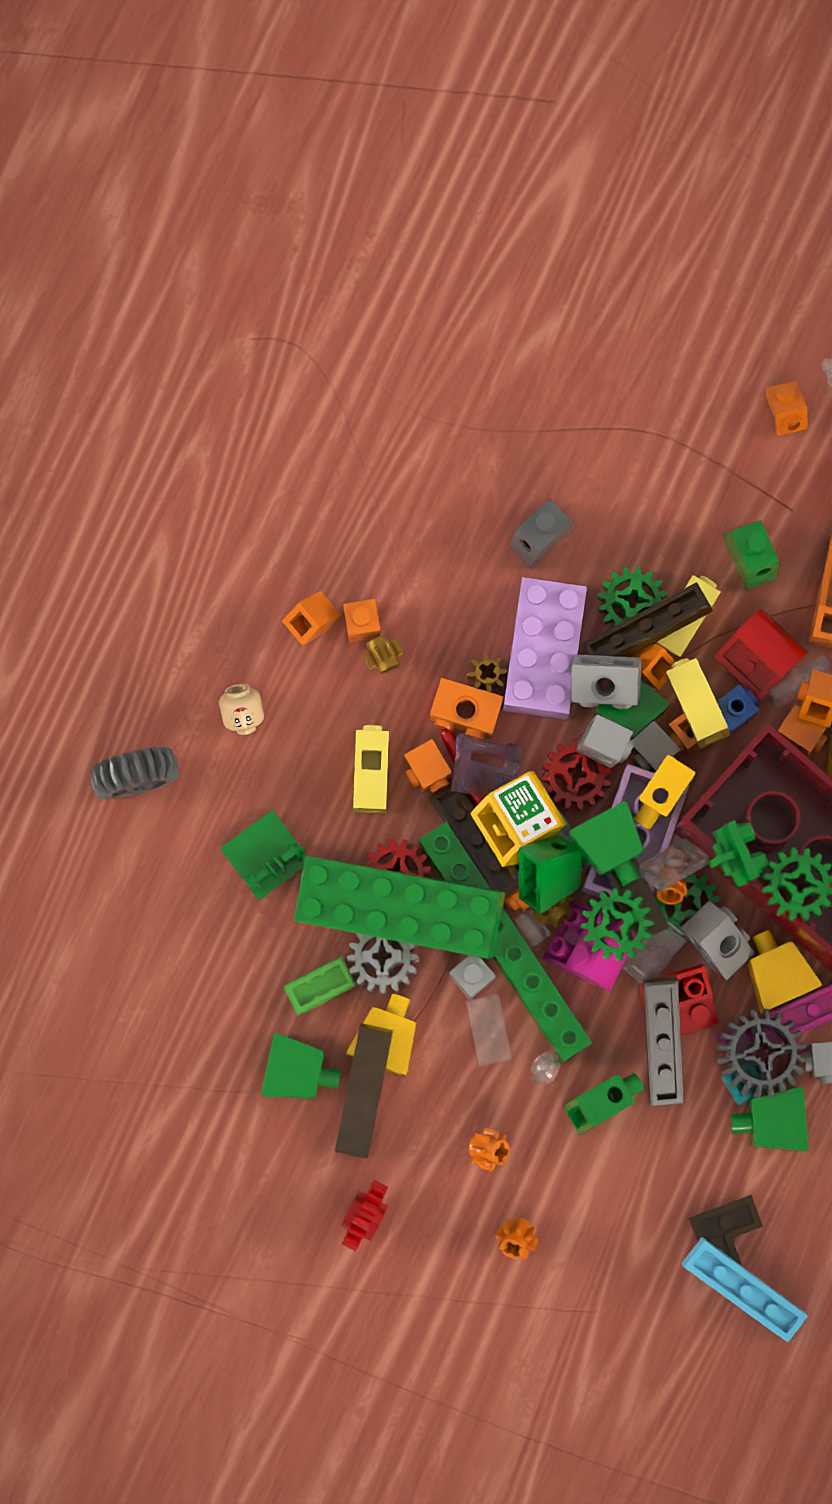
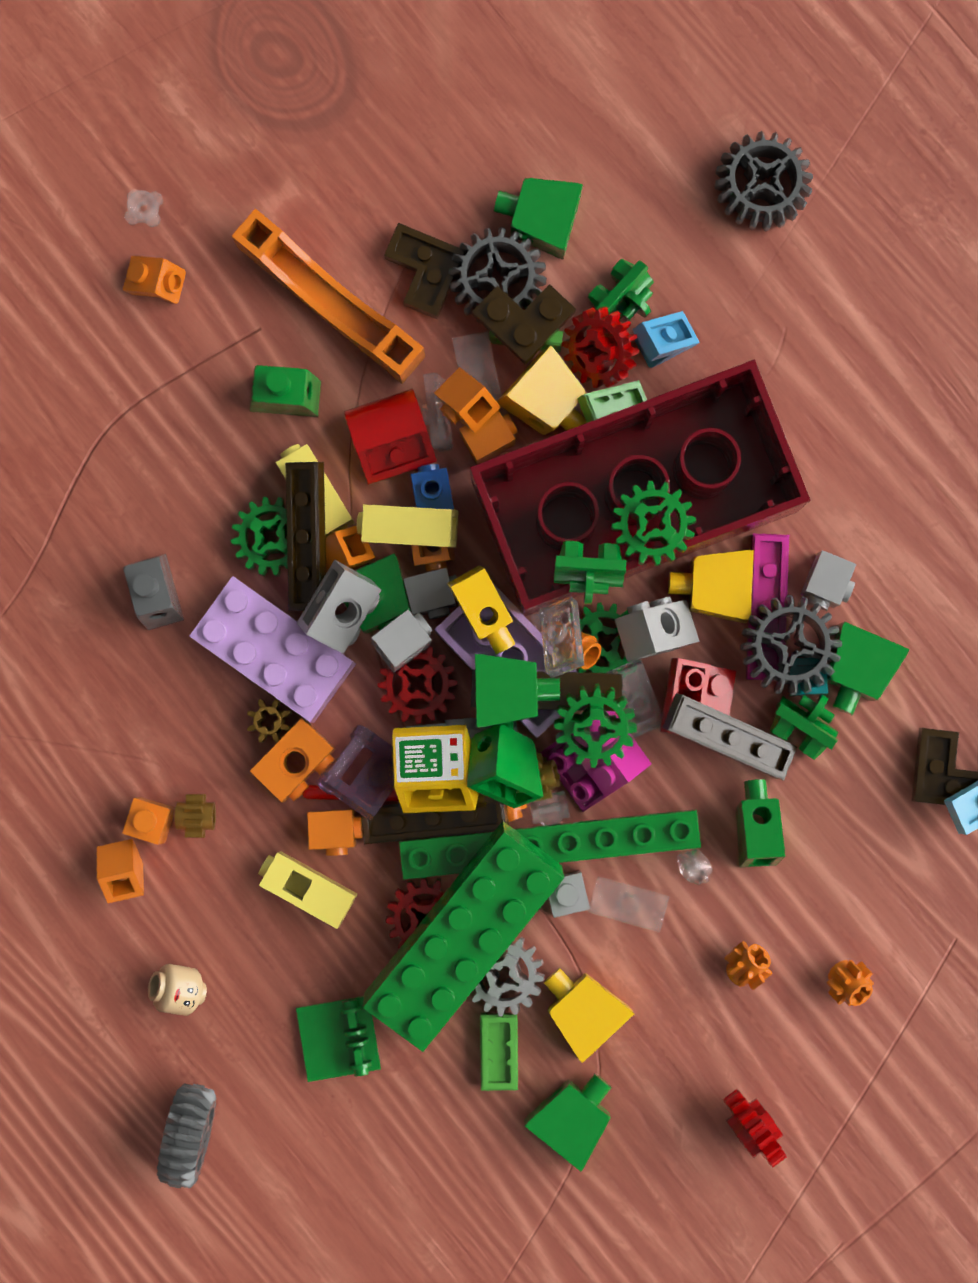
camera: 55 degrees left, 5 degrees up
(364, 1090) = (628, 1063): dark brown tile -> none
(706, 1085) = (818, 733): none -> green hips

